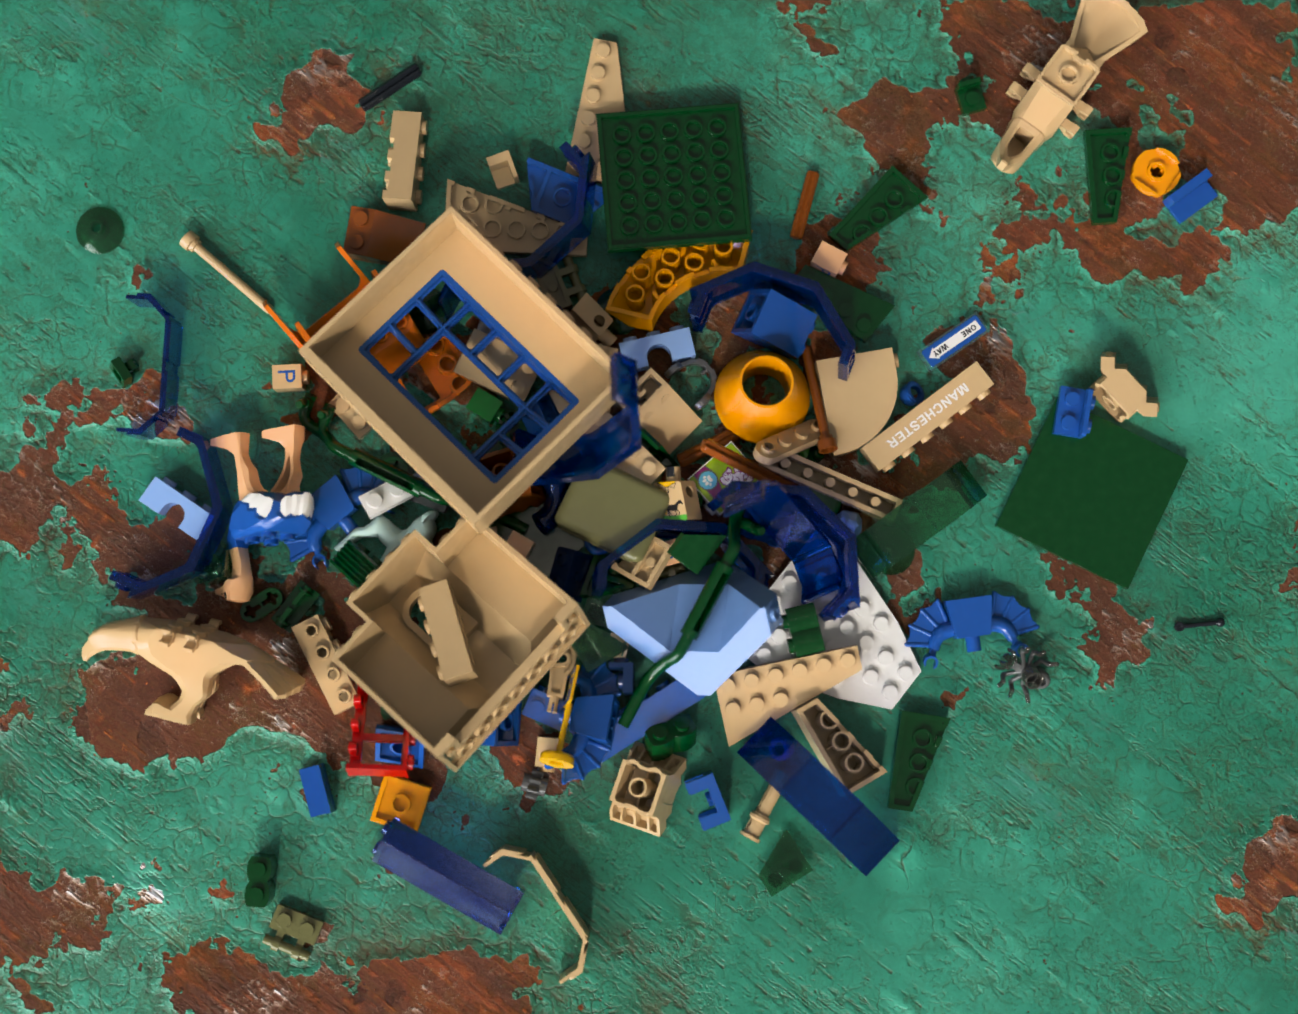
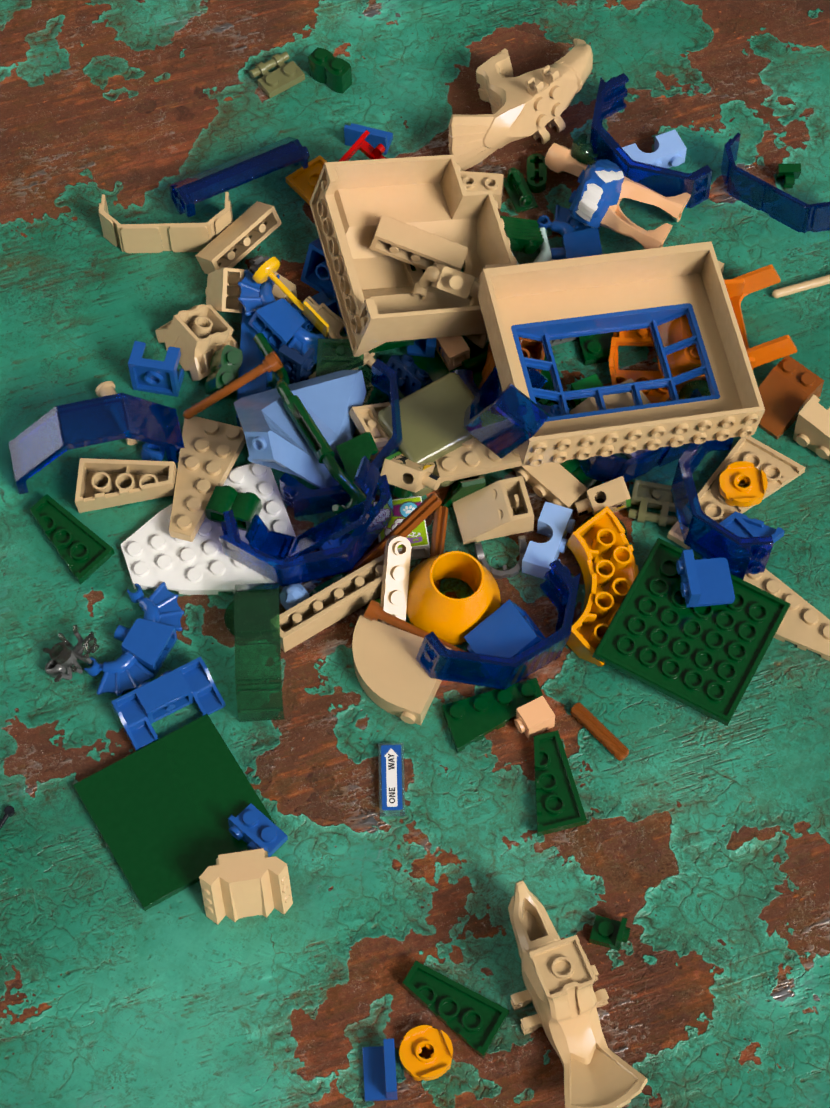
camera: 125 degrees right, 25 degrees down
(475, 572) = (449, 281): none -> tan torso
(503, 170) = (787, 517): tan panel -> none
(515, 220) = (739, 496): none -> light orange plate
(517, 827) = (239, 238): none -> tan brick
(588, 796) = (223, 289): none -> tan torso
(628, 185) = (705, 580): none -> blue bracket
(651, 688) = (269, 364): none -> dark orange piece
(784, 865) = (60, 391): clear green wing -> none
(906, 396) = (372, 710): blue piece -> none
(926, 417) = (339, 714): tan brick -> none
(1008, 568) = (165, 696): none -> blue bracket

